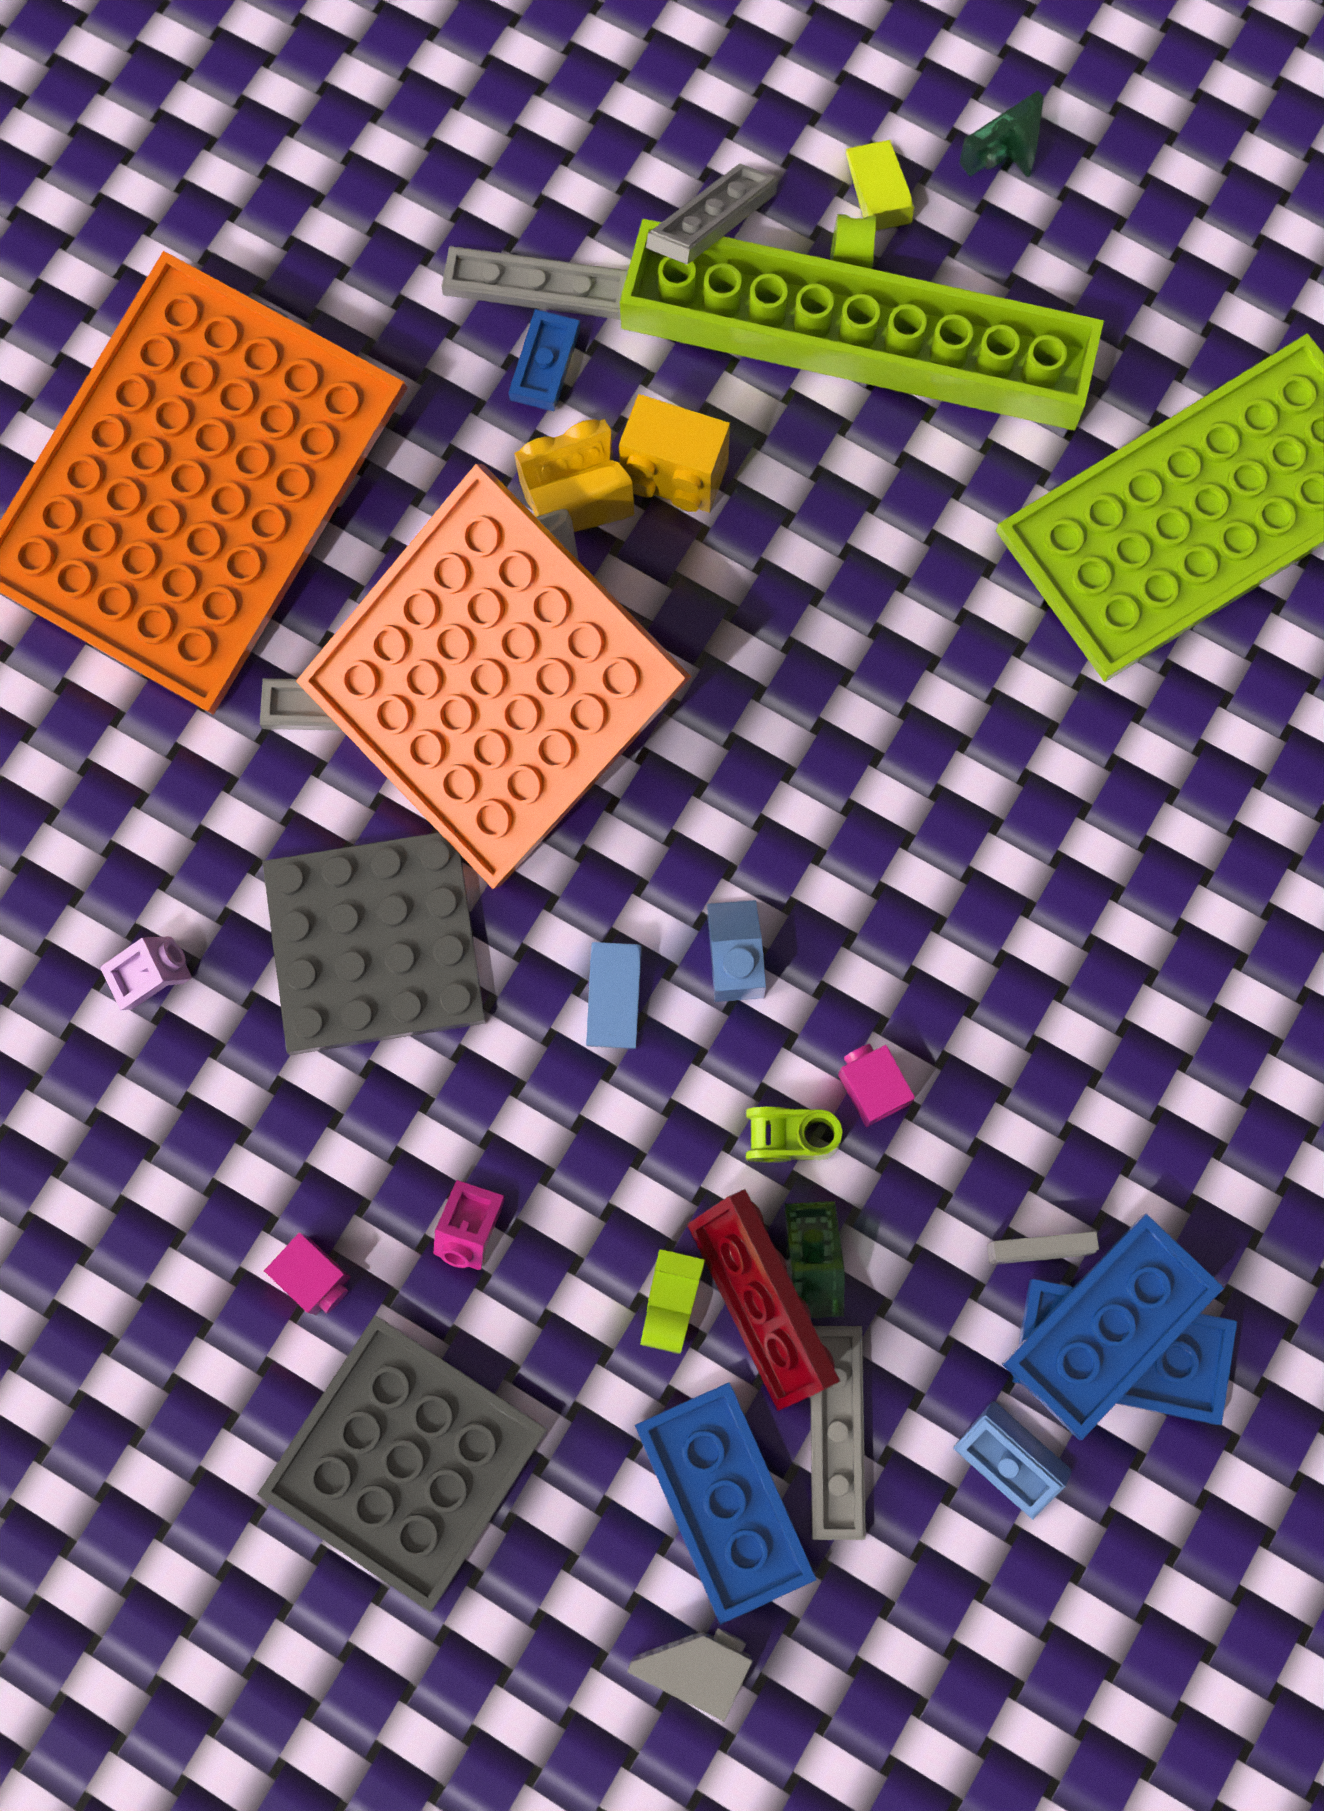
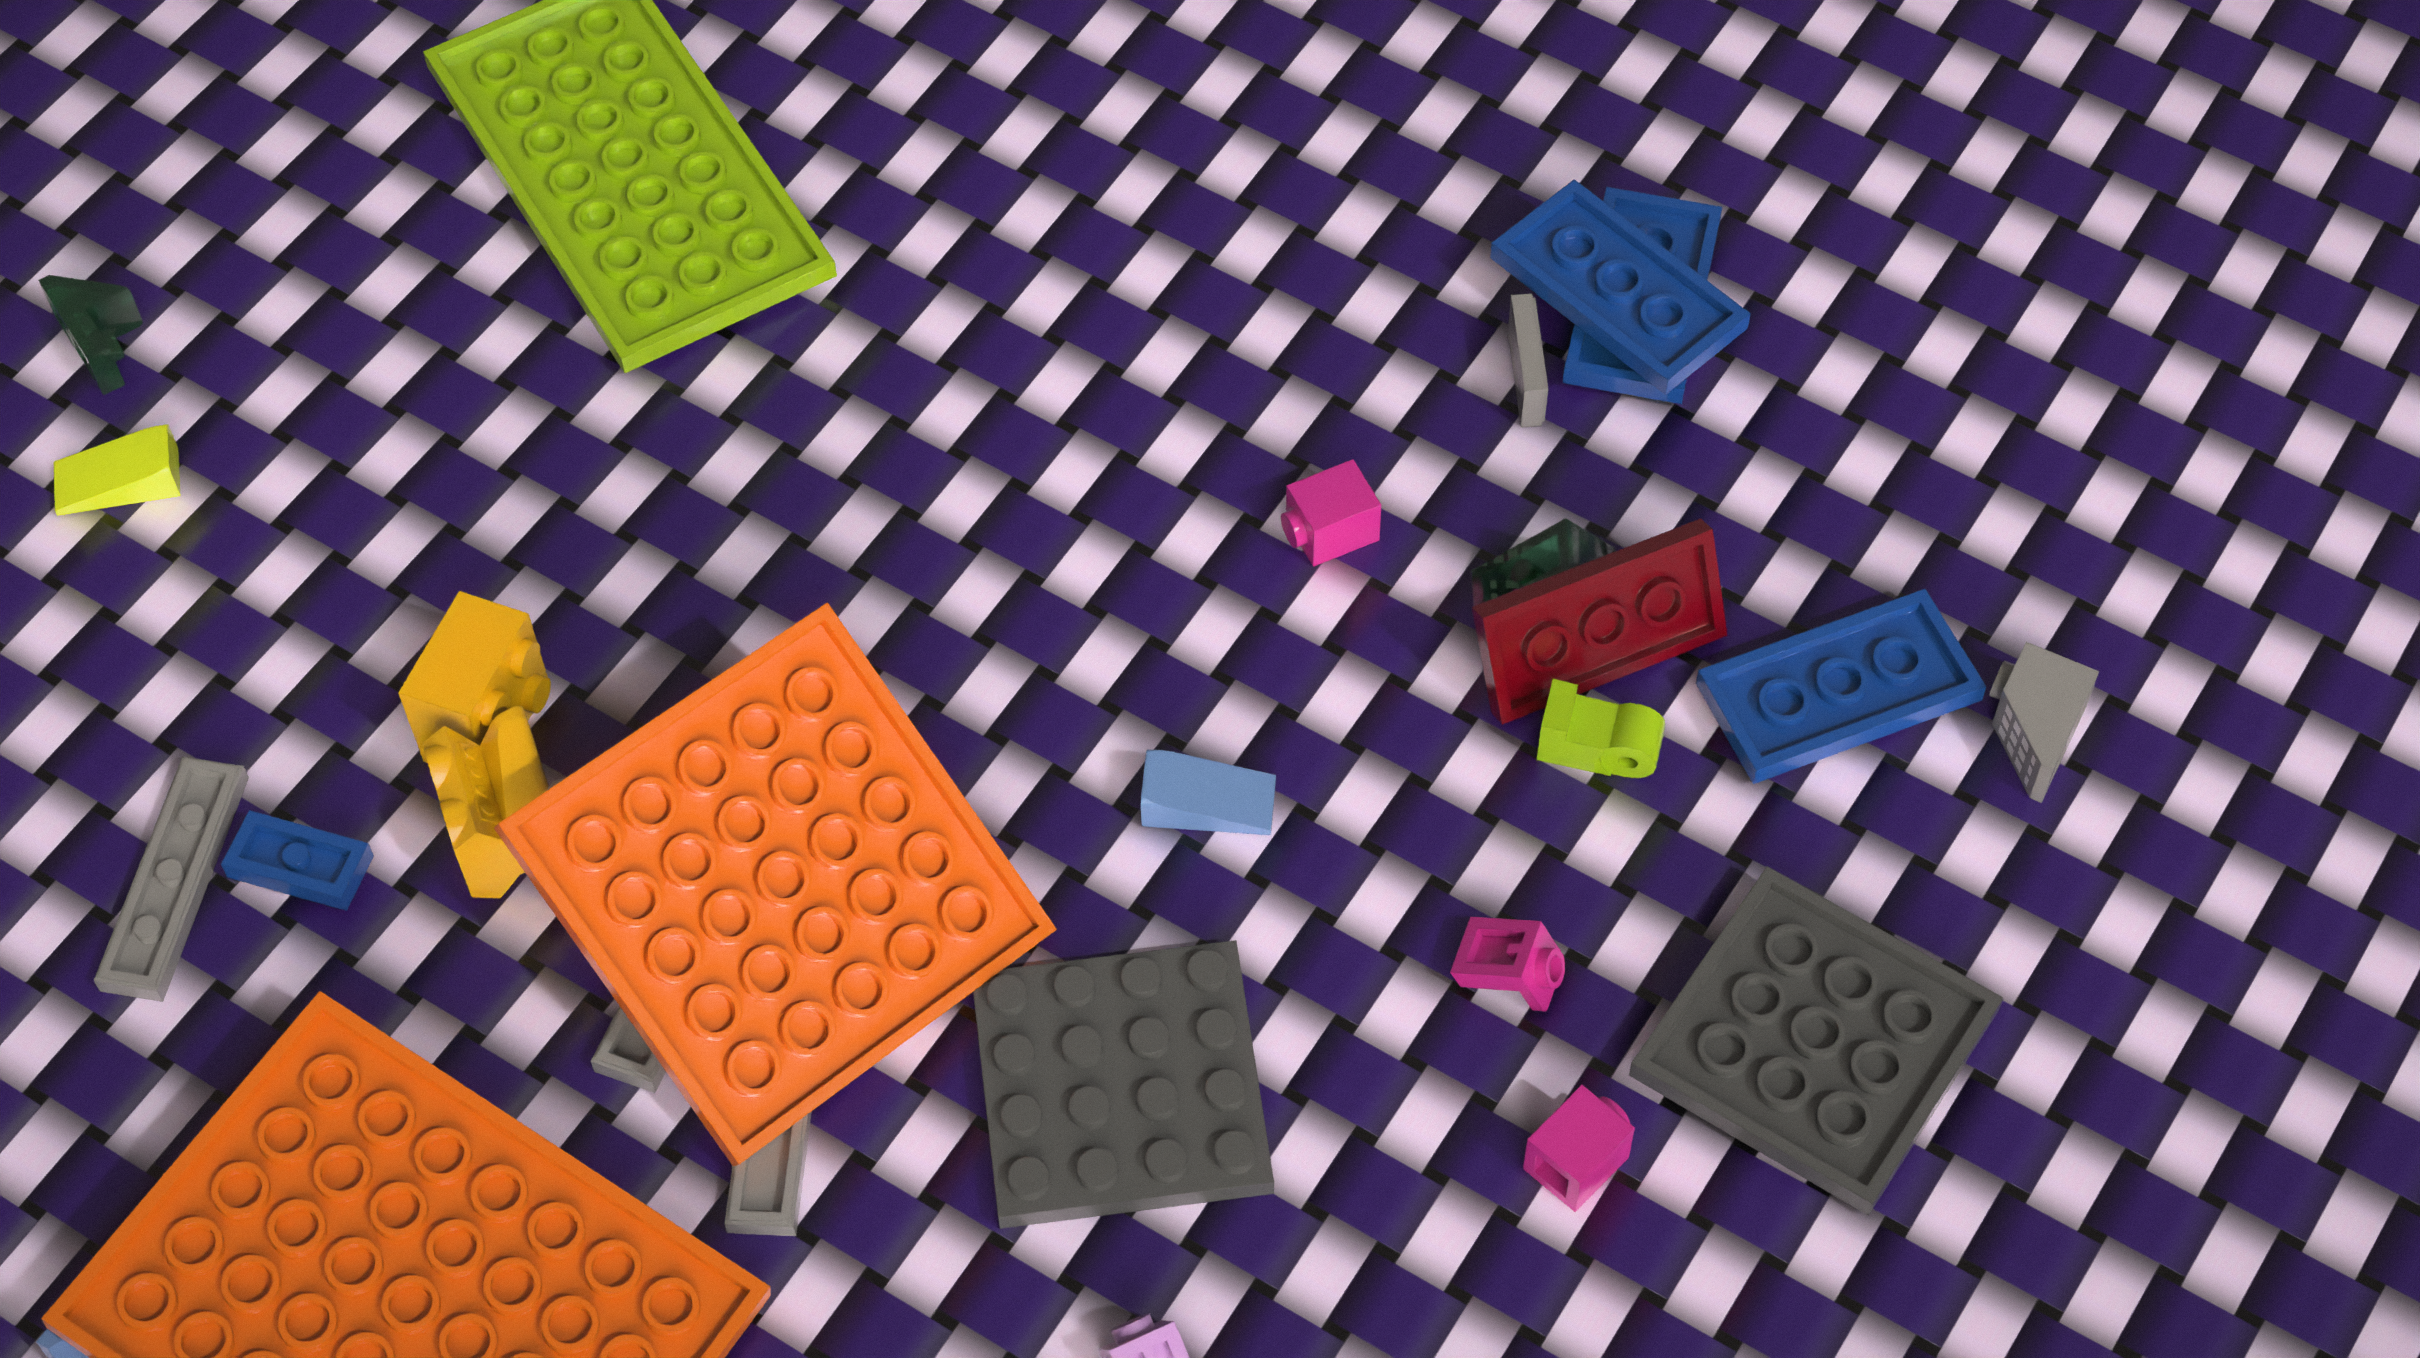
camera: 90 degrees left, 20 degrees down
(712, 213) = (136, 627): light grey tile -> none
(736, 951) = (1156, 652): medium blue slope -> none
(788, 1134) = (1393, 604): lime piece -> none
(839, 1441) = (1796, 577): light grey tile -> none
(854, 240) = (216, 492): lime leg -> none
(866, 327) = (317, 498): lime brick -> none
(1013, 1460) = (1771, 408): medium blue slope -> none

